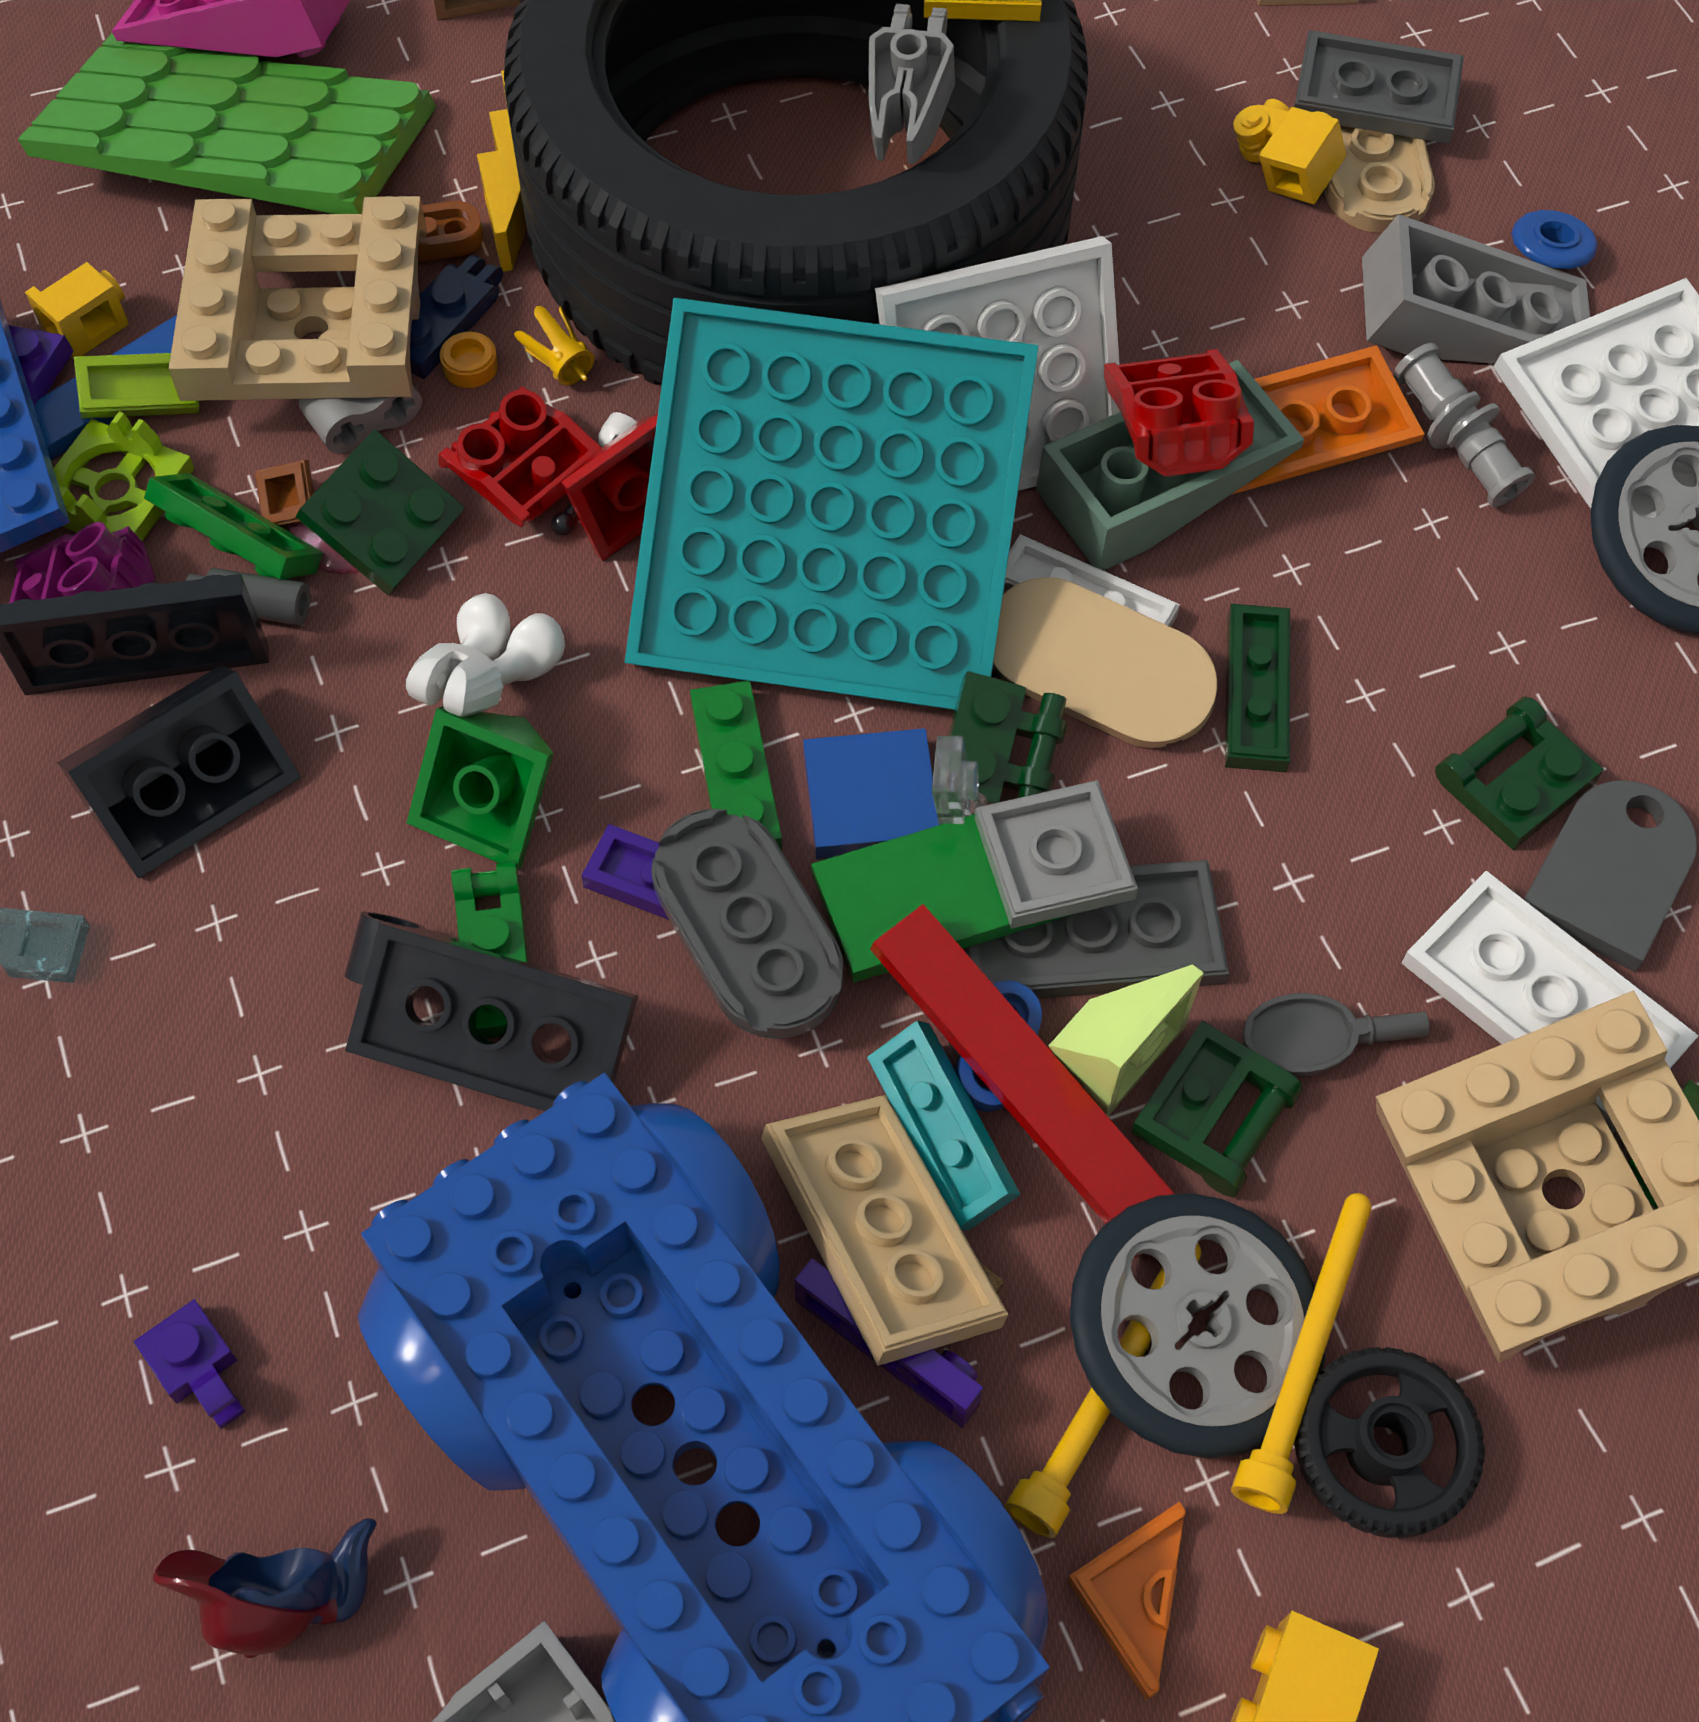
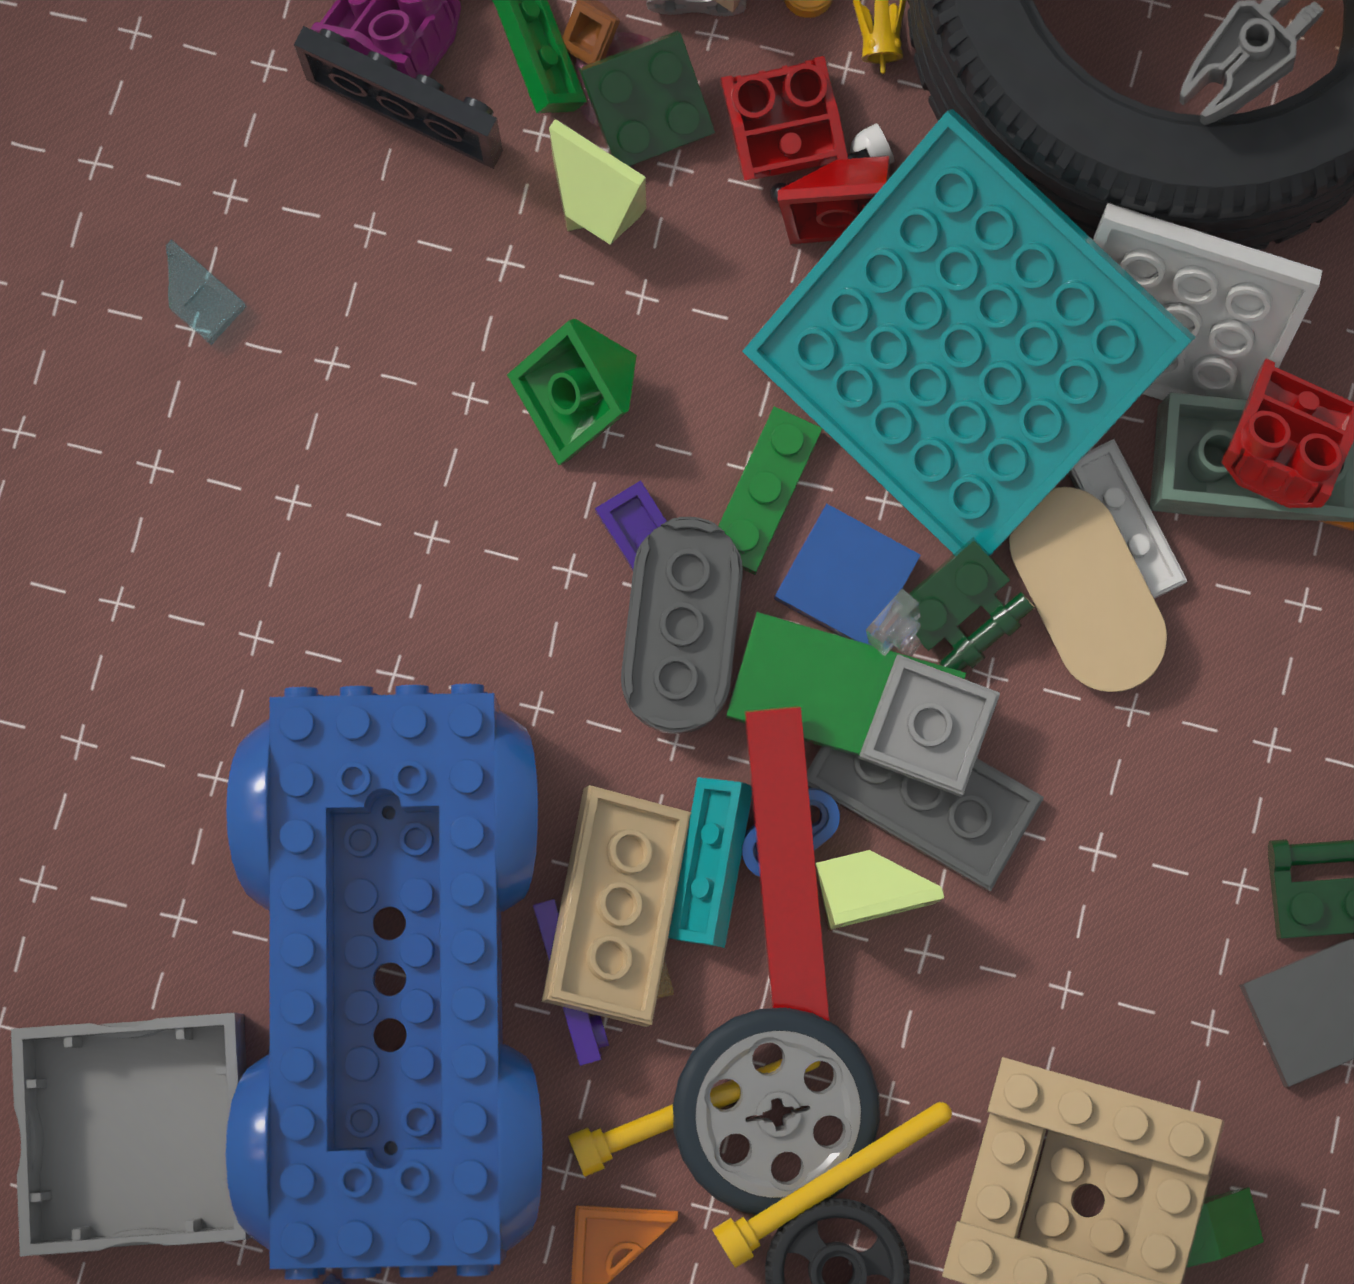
camera: 35 degrees right, 20 degrees up
(180, 769) = (373, 227): black slope -> none
(188, 1359) = (131, 677): dark purple plate -> none
(269, 1601) = (87, 874): hair -> none
(272, 598) = (510, 106): dark grey cylinder -> none
(375, 594) = (595, 186): none -> yellowish green slope
(400, 956) = (431, 495): black hinge -> none
(475, 672) = (612, 312): white piece -> none
(491, 929) = (501, 520): green plate -> none
(1197, 1096) = (899, 961): dark green plate -> none
(1258, 688) = (1194, 686): dark green tile -> none
(1317, 1033) = (1016, 975): dark grey piece -> none
(1521, 970) = (1199, 1049): white plate -> none

